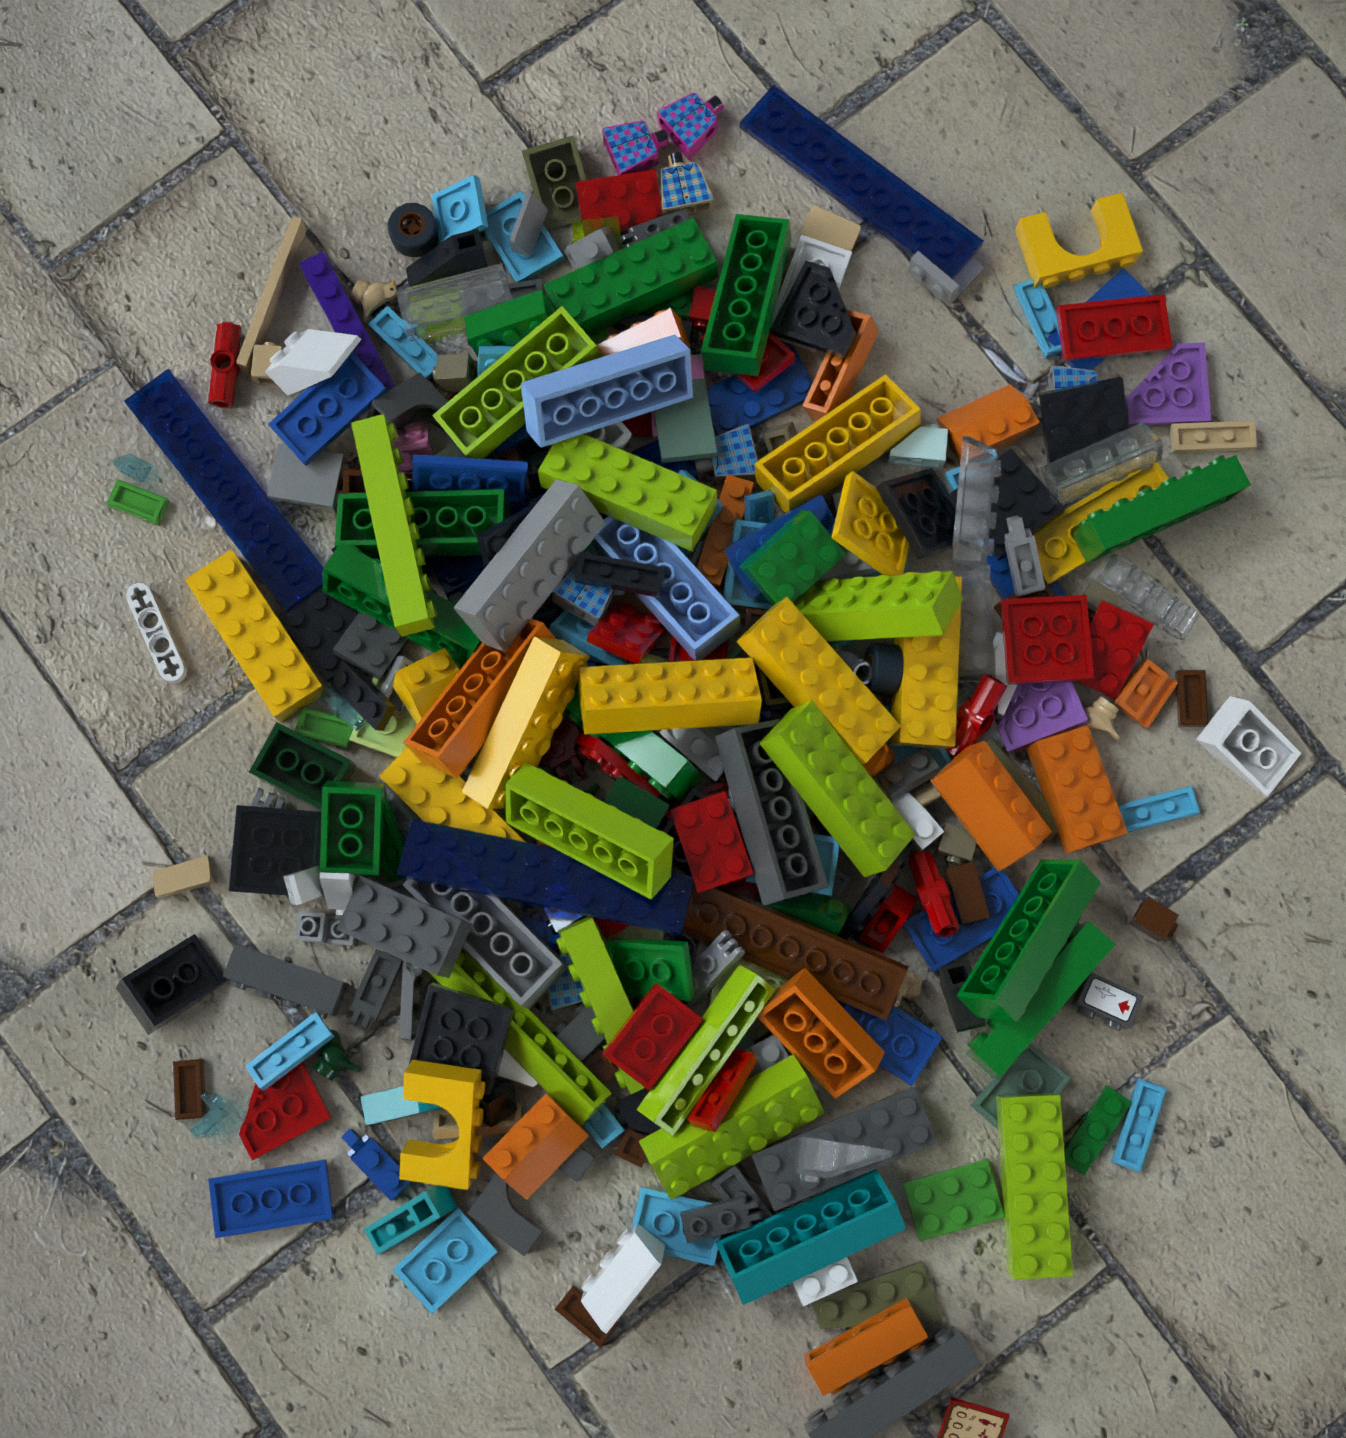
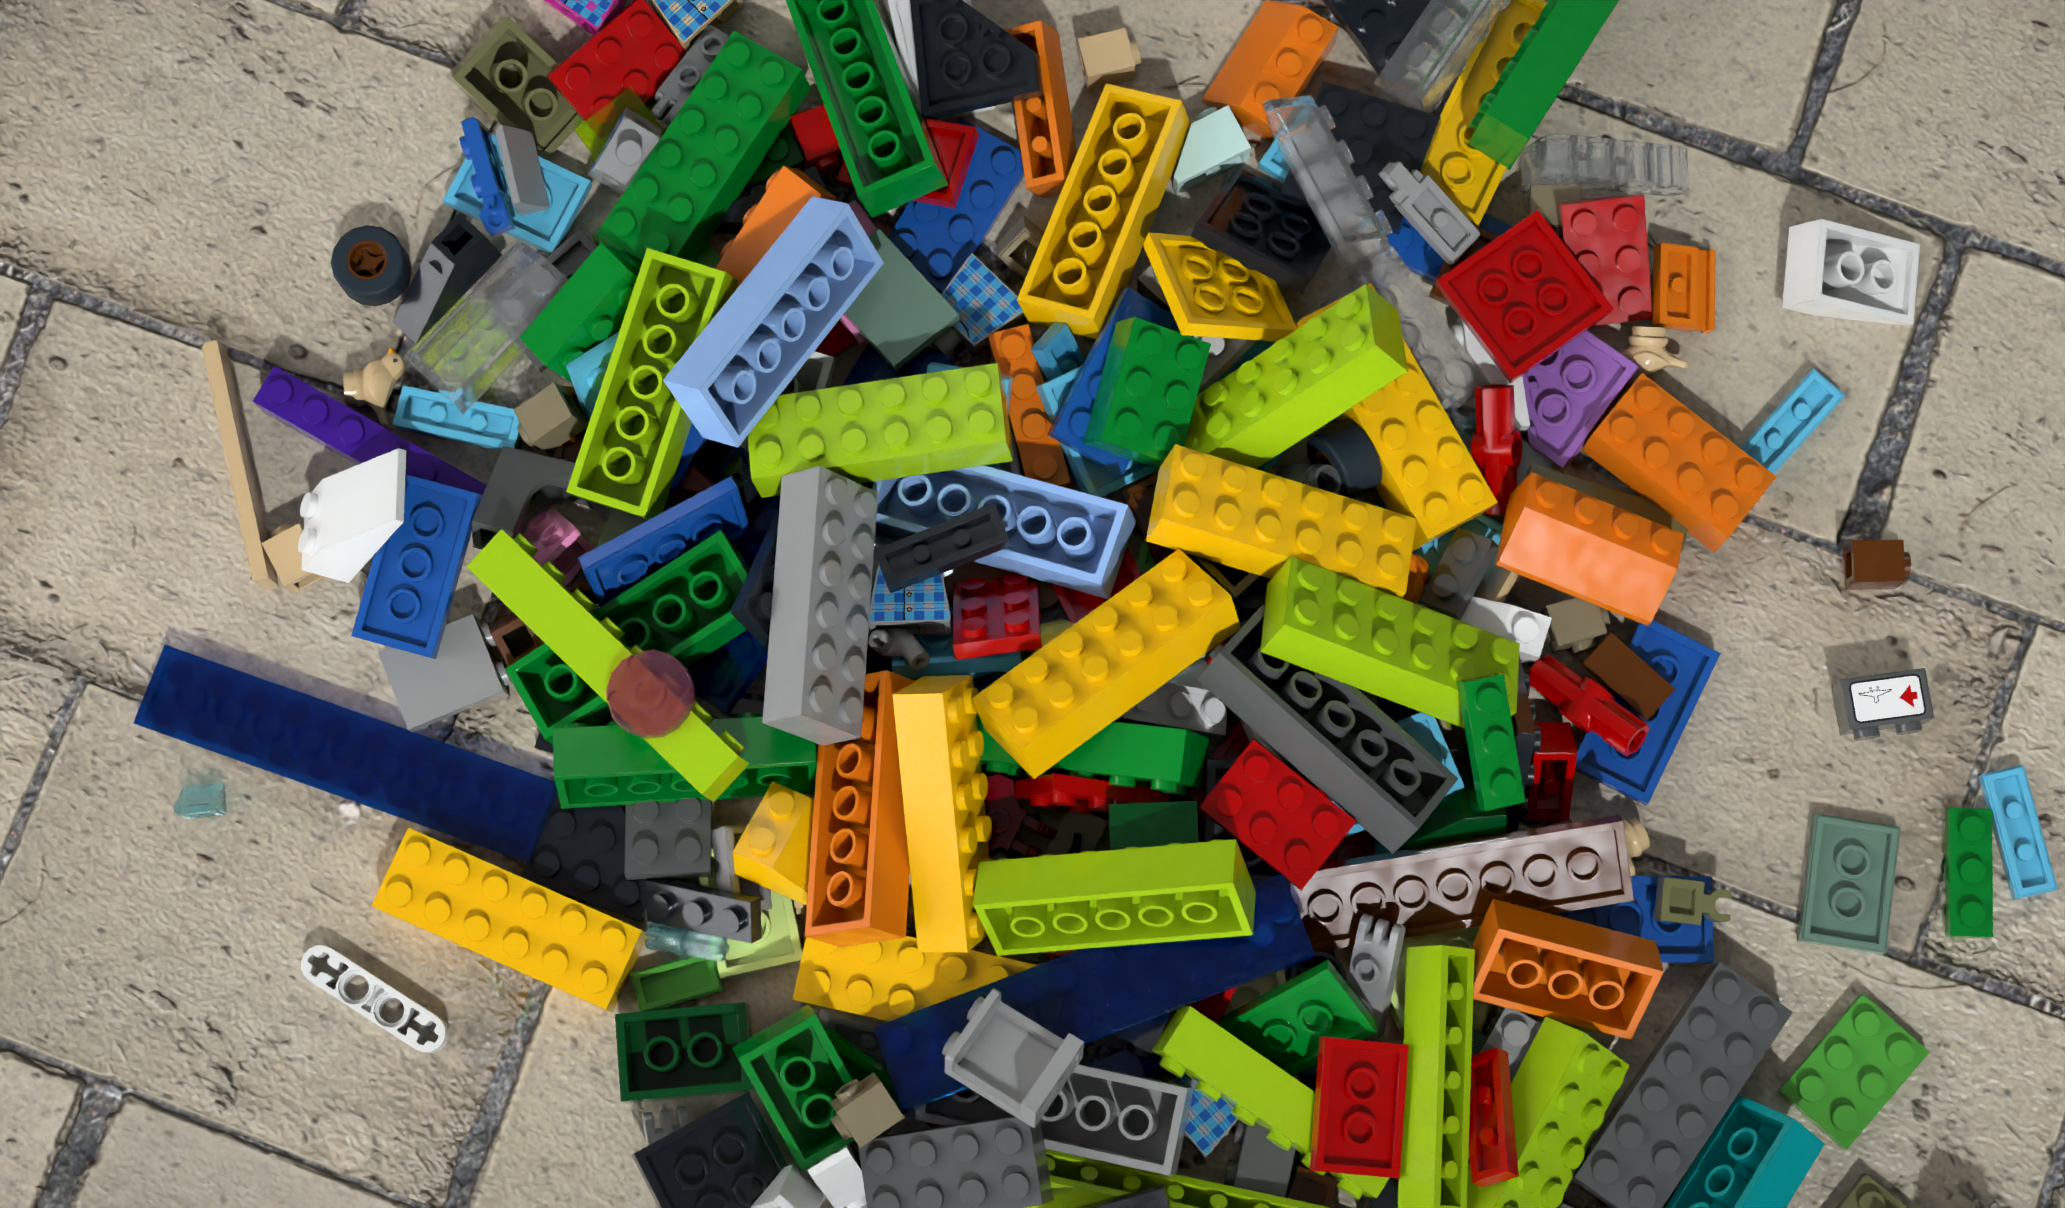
camera: 30 degrees left, 0 degrees up
(138, 502) = (237, 844): bright green tile -> none
(224, 380) = (225, 572): red piece -> none
(374, 860) = (864, 1110): none -> dark tan brick
(402, 553) = (650, 694): none -> clear pink tile
(460, 208) = (417, 202): medium azure plate -> none
(472, 882) = (1011, 1059): none -> light grey panel
(505, 220) = (488, 179): none -> blue hinge
(563, 614) = (899, 643): none -> light grey arm
(830, 1158) = (1680, 1117): clear slope -> none
(859, 877) = (1491, 741): none -> green plate
(897, 362) = (1108, 58): none -> tan brick
(917, 1040) = (1685, 902): none -> olive plate
(951, 981) = (1704, 809): pearl dark grey slope -> none
(1006, 1040) = (1801, 753): green brick -> none
(1029, 940) = (1744, 687): green brick -> none
(1034, 1186) = (1942, 989): lime brick -> none
(1191, 698) = (1743, 259): reddish brown tile -> none

